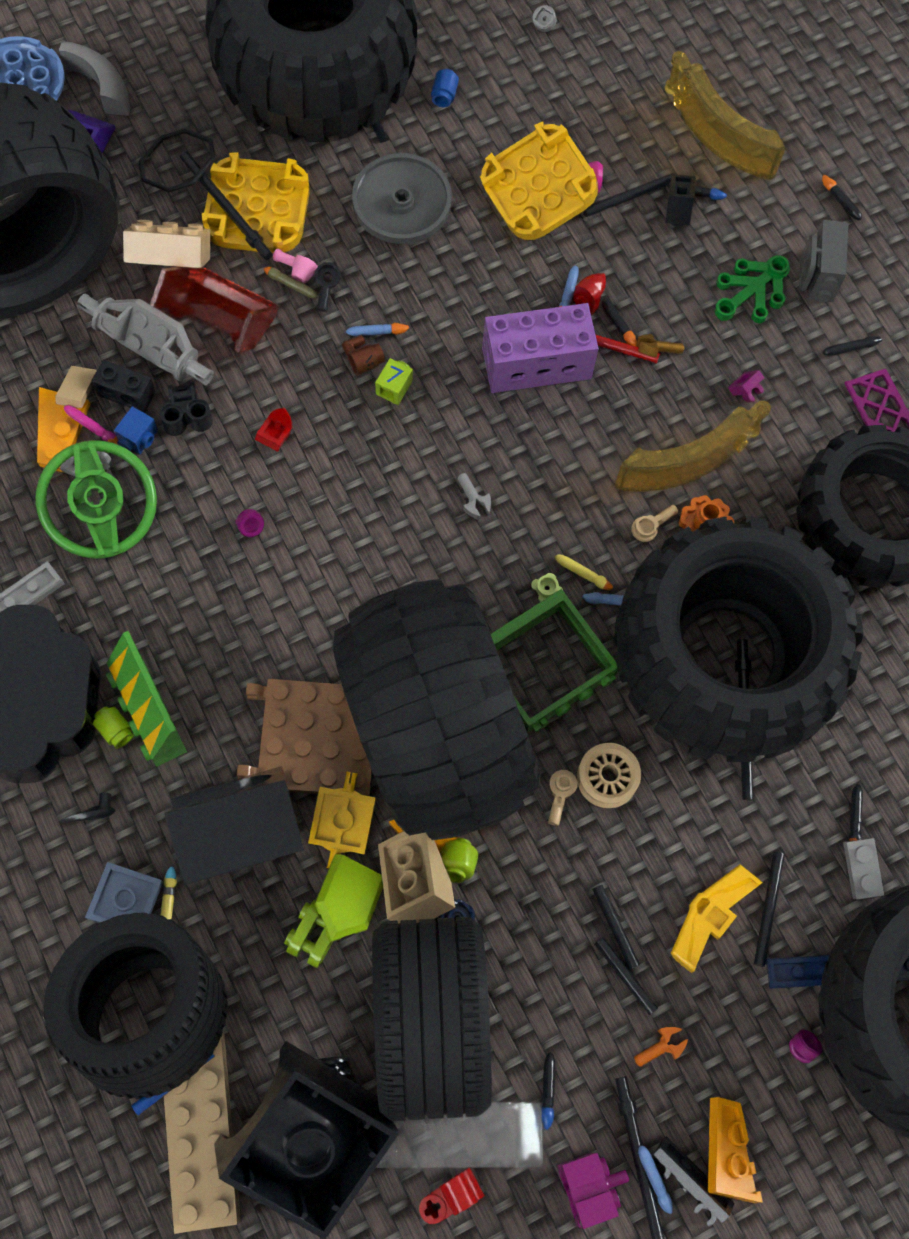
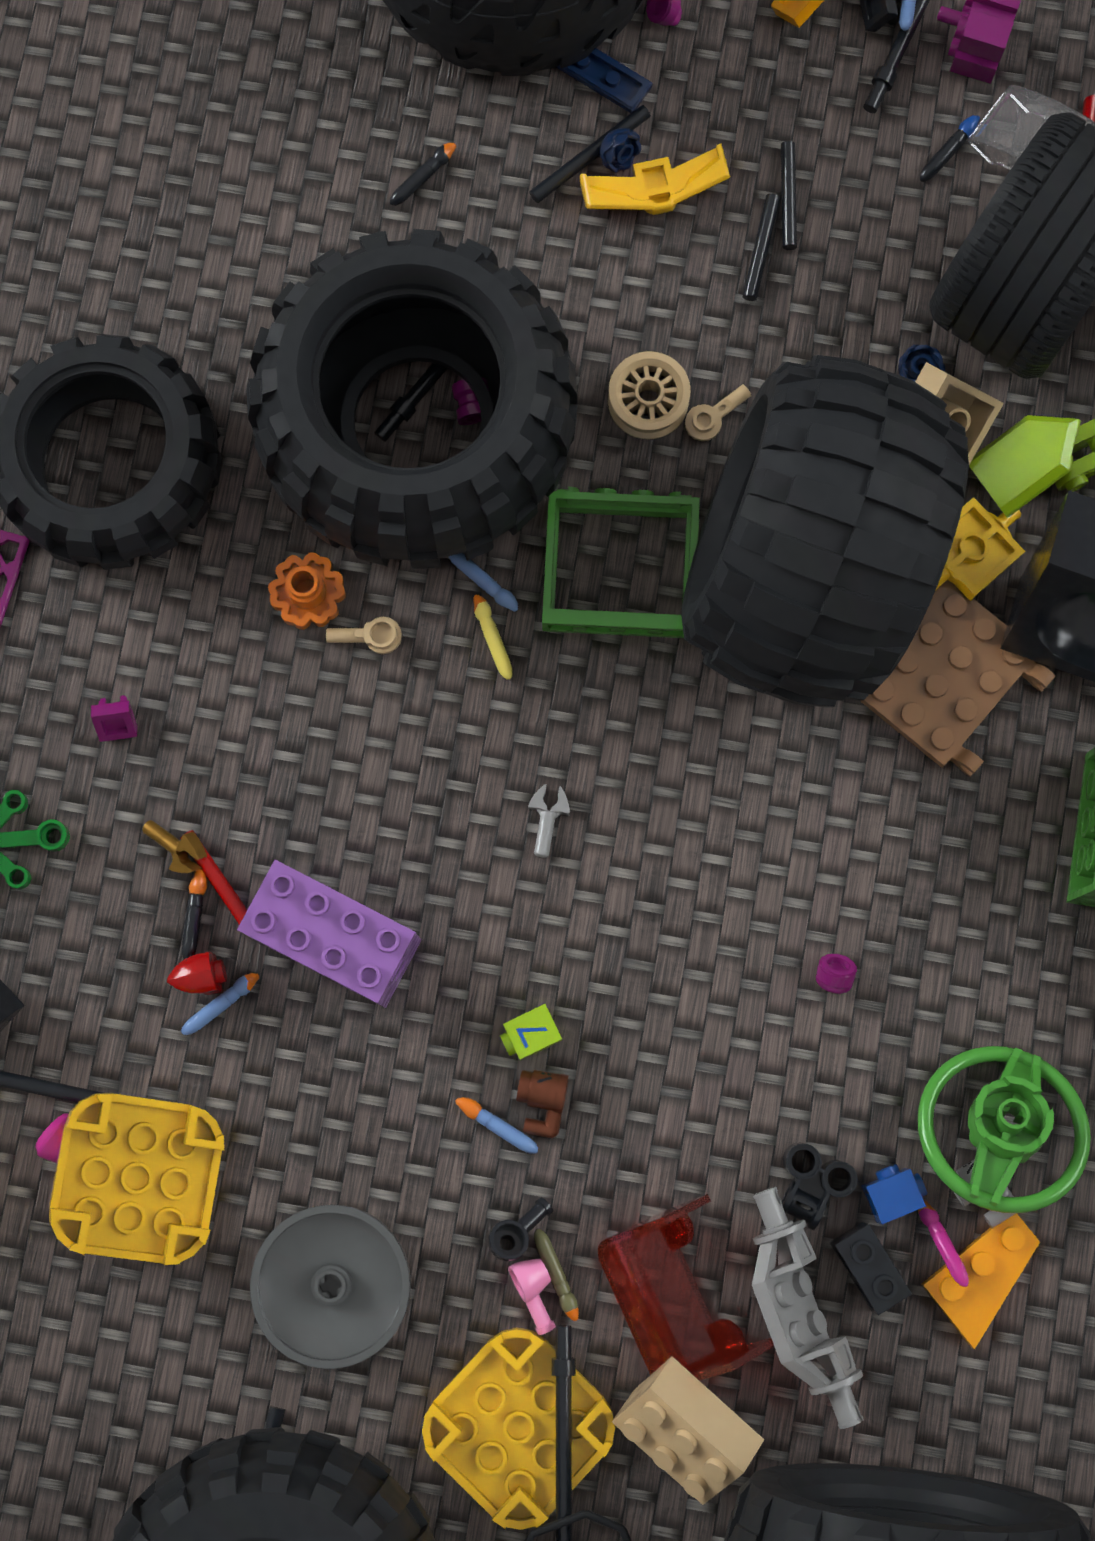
camera: 135 degrees left, 10 degrees up
(75, 387) = (929, 1311): tan tile -> none
(275, 429) = (724, 1072): red plate -> none
(444, 88) = (139, 1426): blue brick -> none
(546, 580) = (557, 640): yellowish green plate -> none
(661, 1047) = (803, 107): orange bar -> none
(689, 462) = (251, 660): clear yellow windscreen -> none
(753, 921) = (620, 149): none -> dark blue plate
(863, 868) = (462, 119): light grey plate -> none

